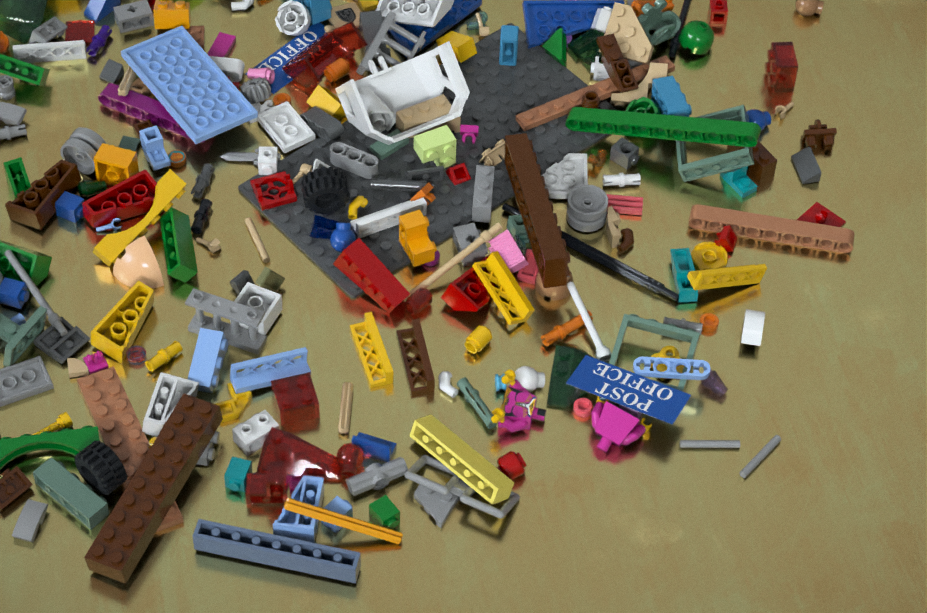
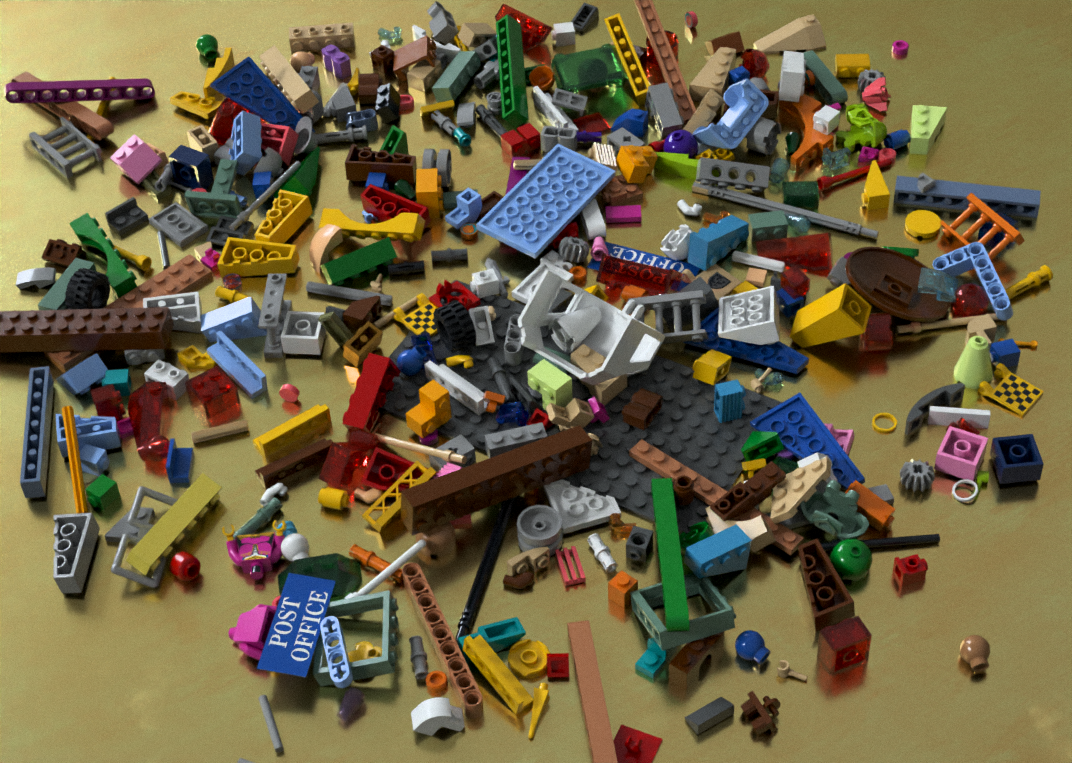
camera: 75 degrees right, 5 degrees down
(30, 98) = (489, 118): none -> dark grey pin
(35, 126) = (464, 139): none -> teal pin
(52, 402) = (163, 249): none -> dark grey bar
(75, 84) = (516, 145): none -> red piece
(76, 287) = (284, 218): none -> yellow wedge
(95, 57) = (553, 135): none -> light grey brick
(141, 32) = (603, 155): none -> tan brick
(209, 500) = (83, 375): none -> light blue slope
(210, 267) = (347, 293): none -> light grey axle
(251, 260) = (361, 312): none -> reddish brown slope
(282, 218) = (420, 320): none -> yellow flag
(297, 269) = (362, 343): none -> pearl gold brick
(326, 341) = (289, 392): none -> coral tile
(376, 476) = (144, 473): light grey piece -> none
(444, 187) = (512, 413): none -> clear blue bracket
(447, 317) = (341, 463): none -> clear red brick
(453, 547) = (73, 549): none -> light grey wedge
(470, 148) = (574, 414): none -> tan brick
(483, 103) = (642, 408): none -> reddish brown brick
(484, 316) = (368, 496): none -> light nougat arm
(575, 59) = (753, 465): none -> yellow tile
(669, 176) = (620, 588): none -> orange brick
(670, 304) = (443, 640): none -> nougat beam
(717, 60) = (825, 590): none -> reddish brown wedge
(754, 258) = (539, 702): none -> yellow piece

